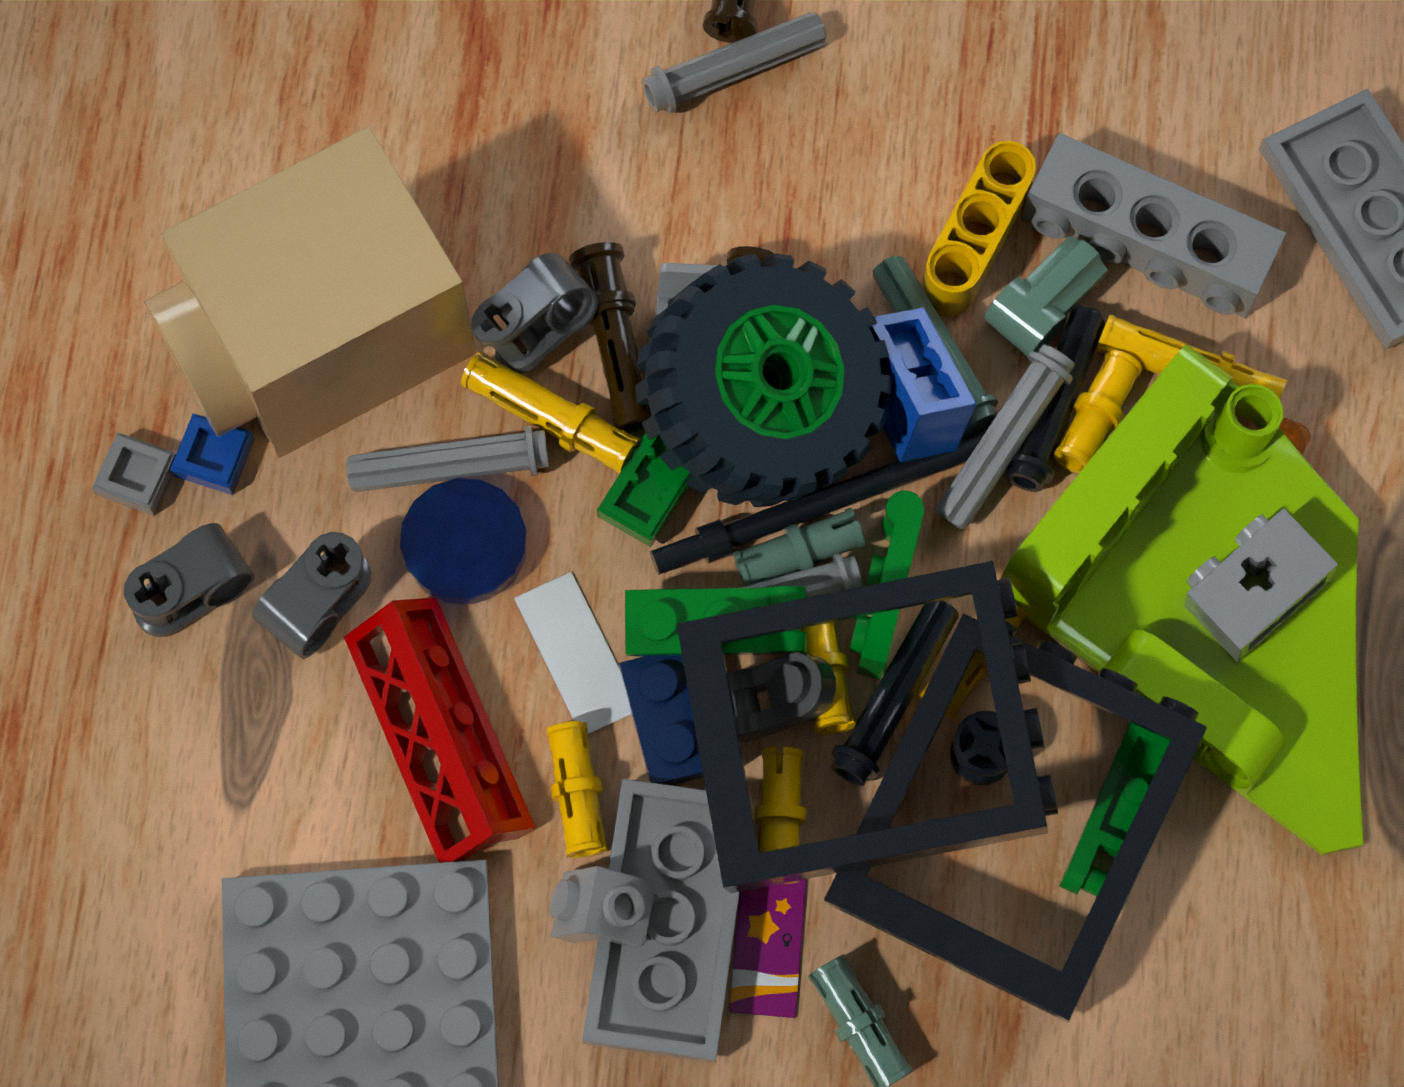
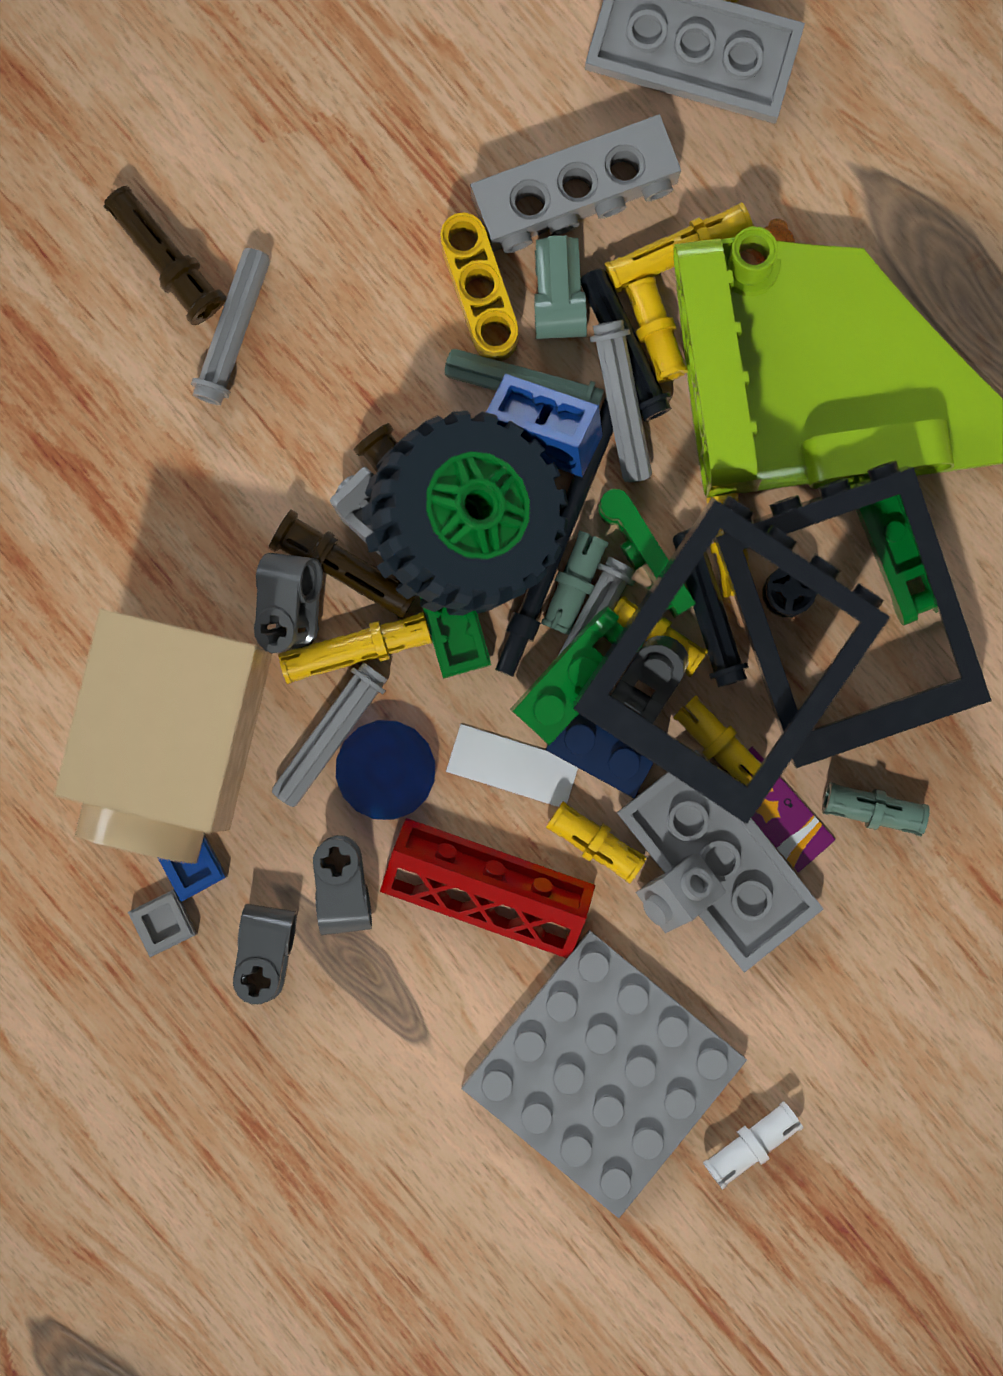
camera: 45 degrees left, 15 degrees up
(1243, 617) = (865, 320): light grey brick -> none

